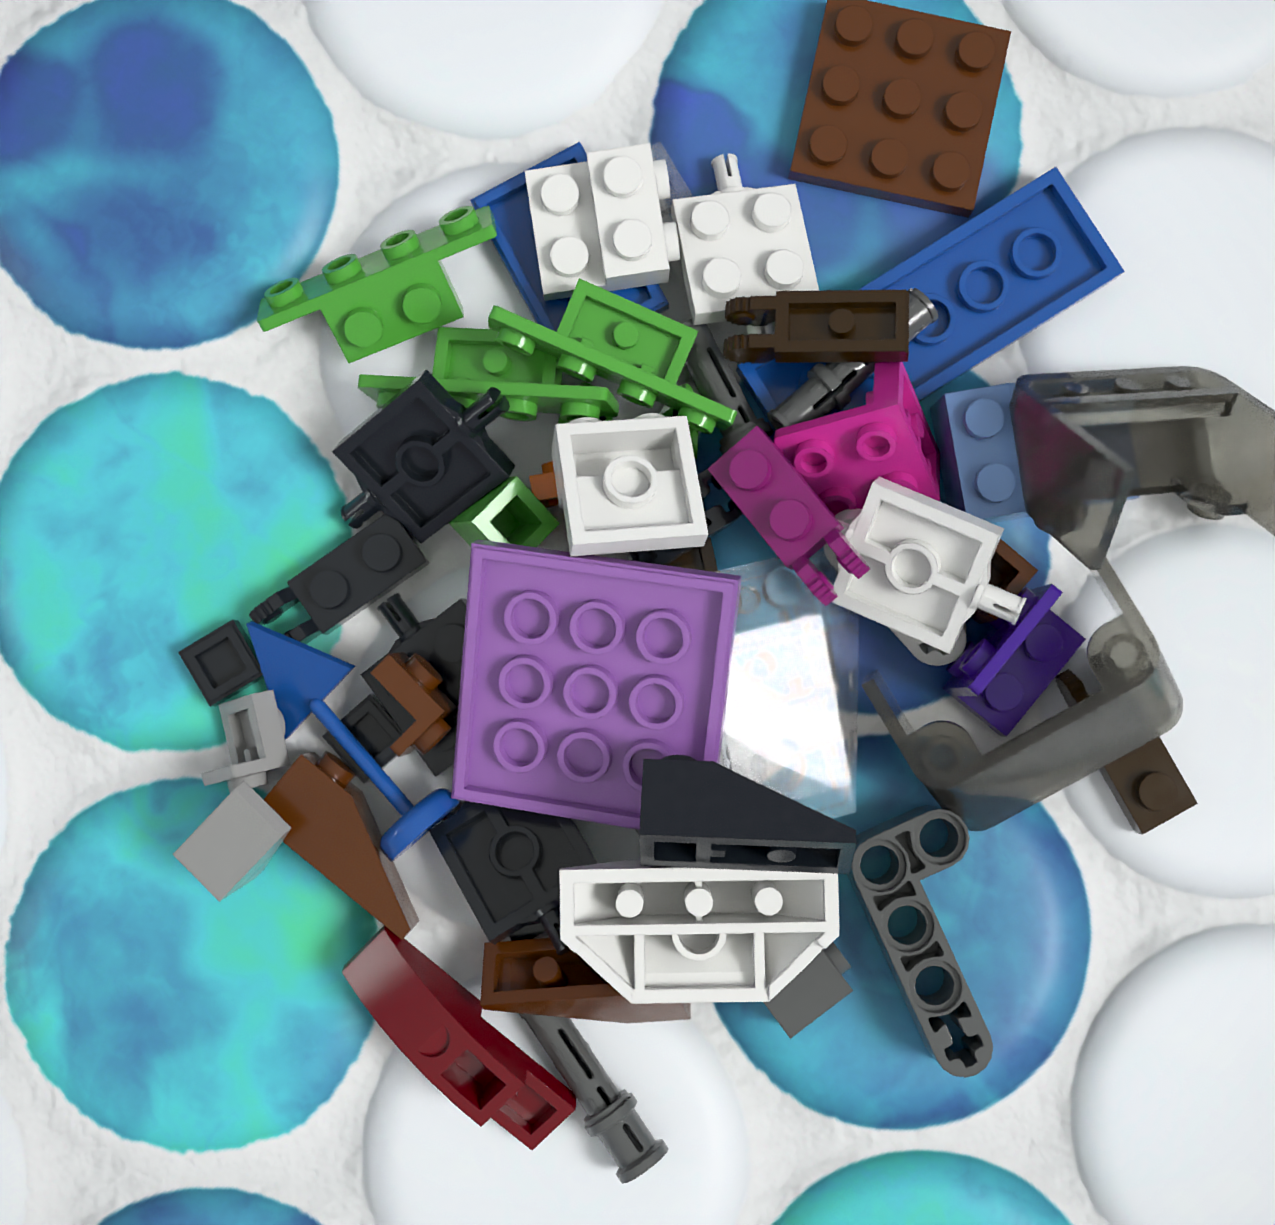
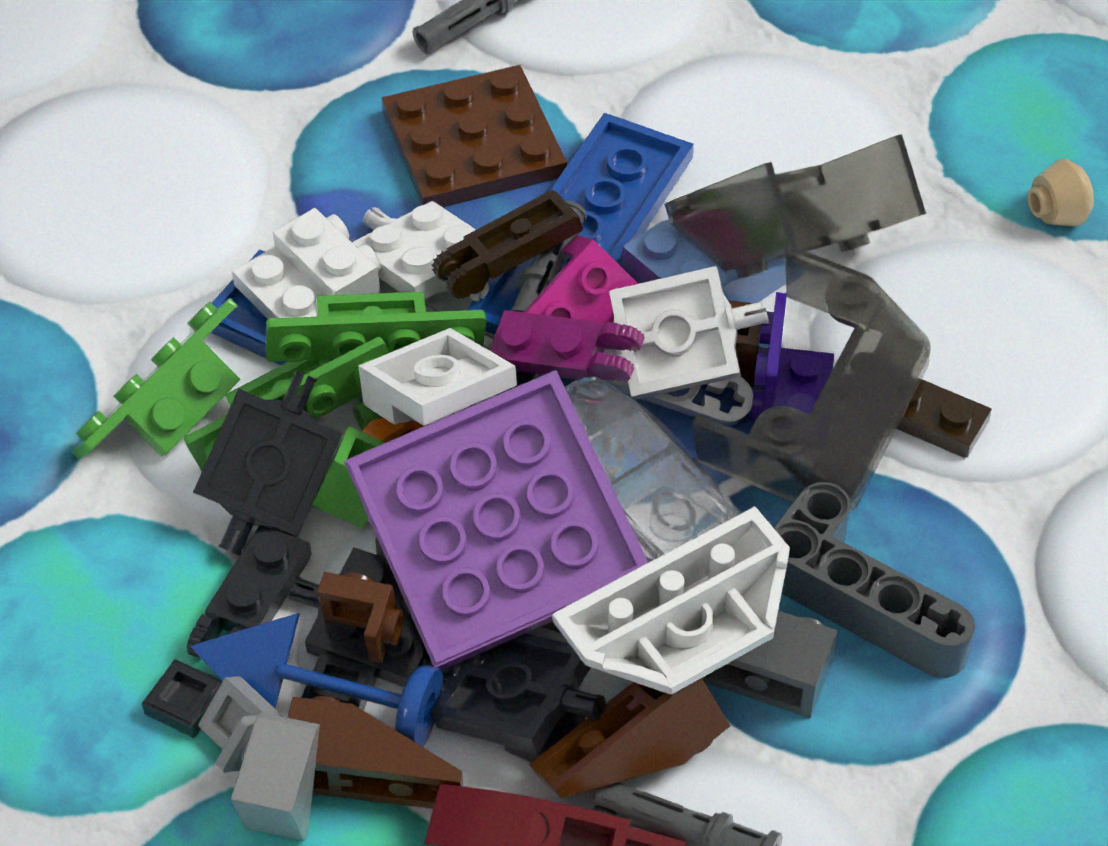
camera: 30 degrees left, 35 degrees down
(722, 820) = (663, 510): black slope -> none

